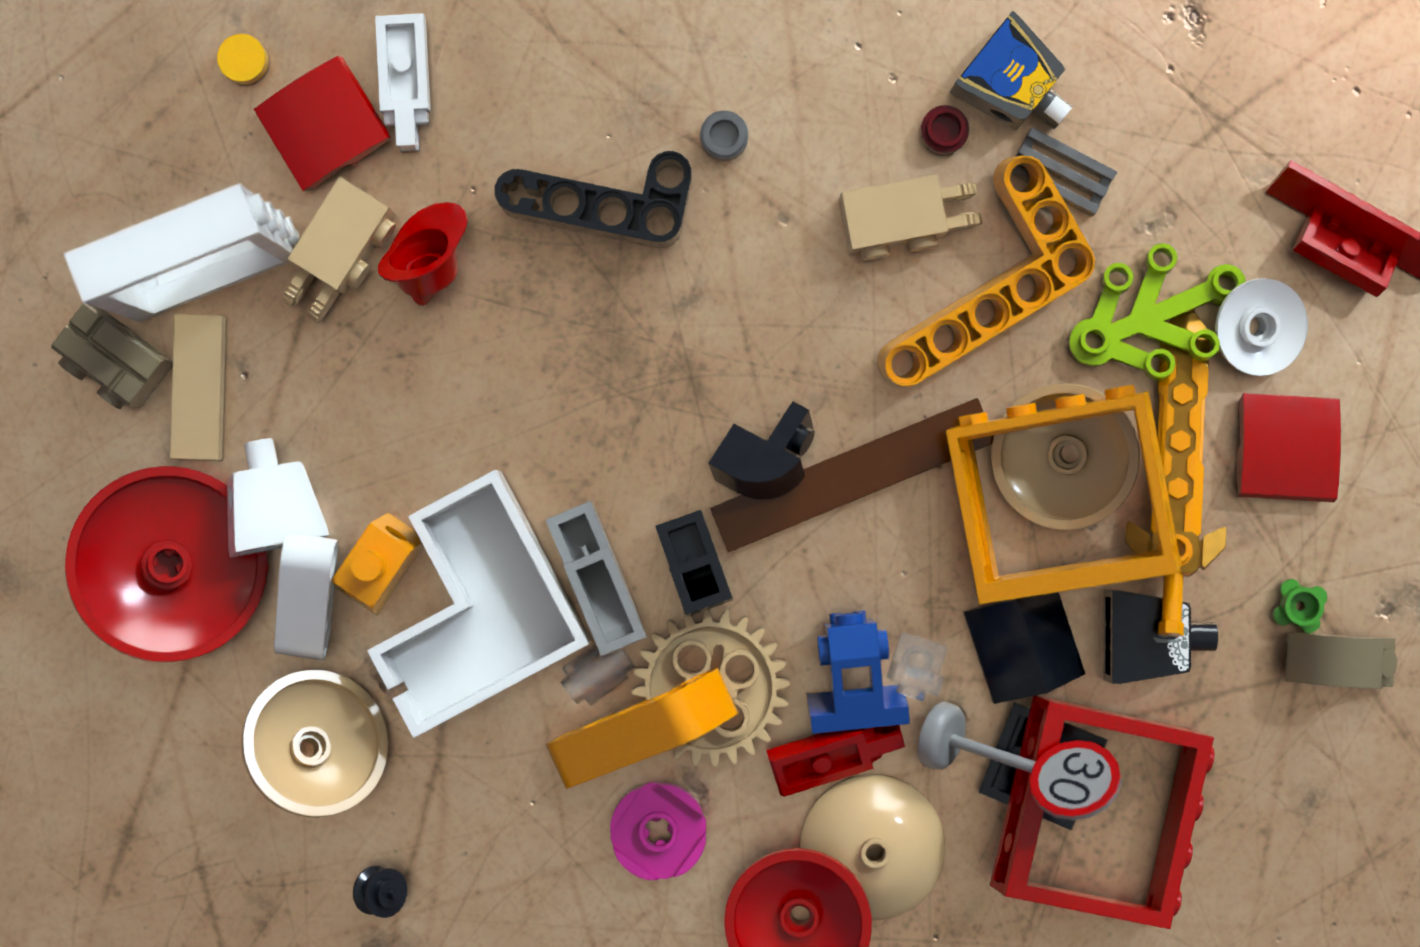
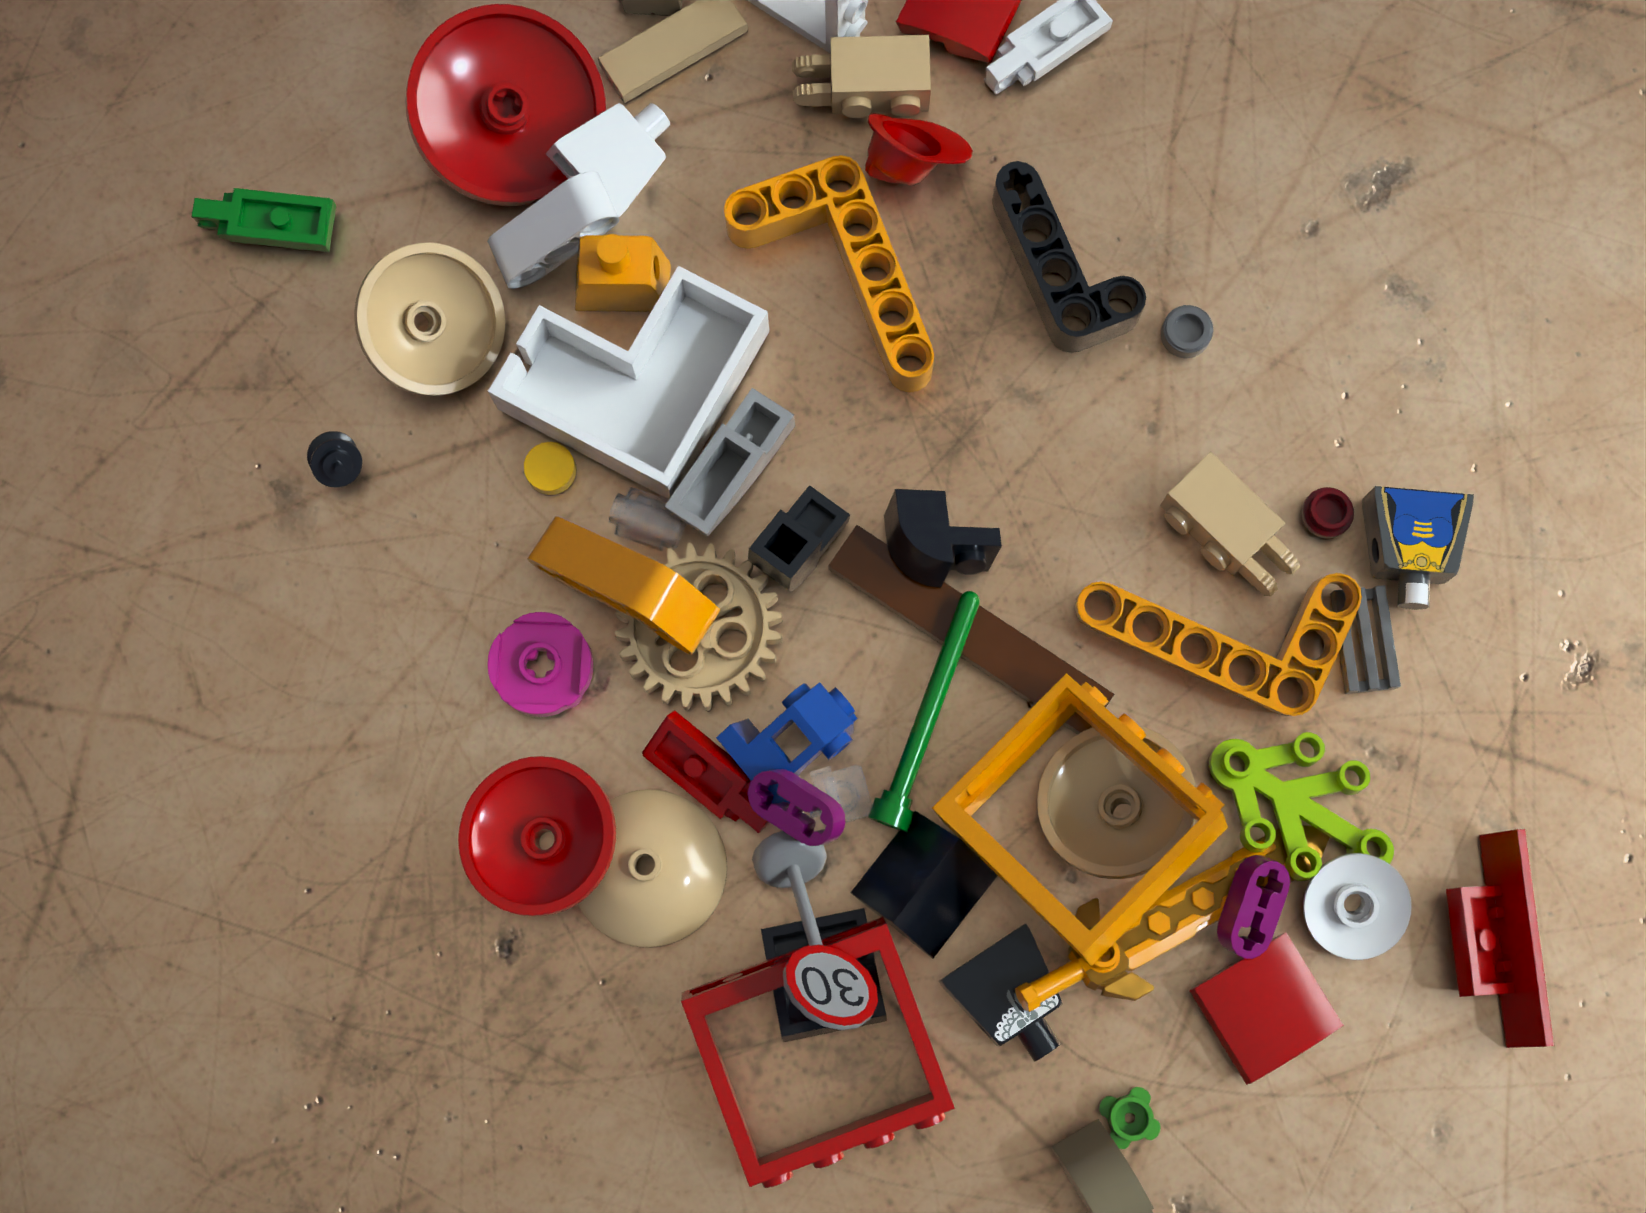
camera: 60 degrees right, 10 degrees down
(134, 818) = (269, 219): none -> green hinge
(484, 359) = (856, 252): none -> light orange beam
(499, 721) = (550, 468): none -> yellow tile
(913, 710) = (802, 798): none -> magenta beam
(952, 627) = (895, 805): none -> green piece
(1212, 407) = (1253, 906): none -> magenta beam

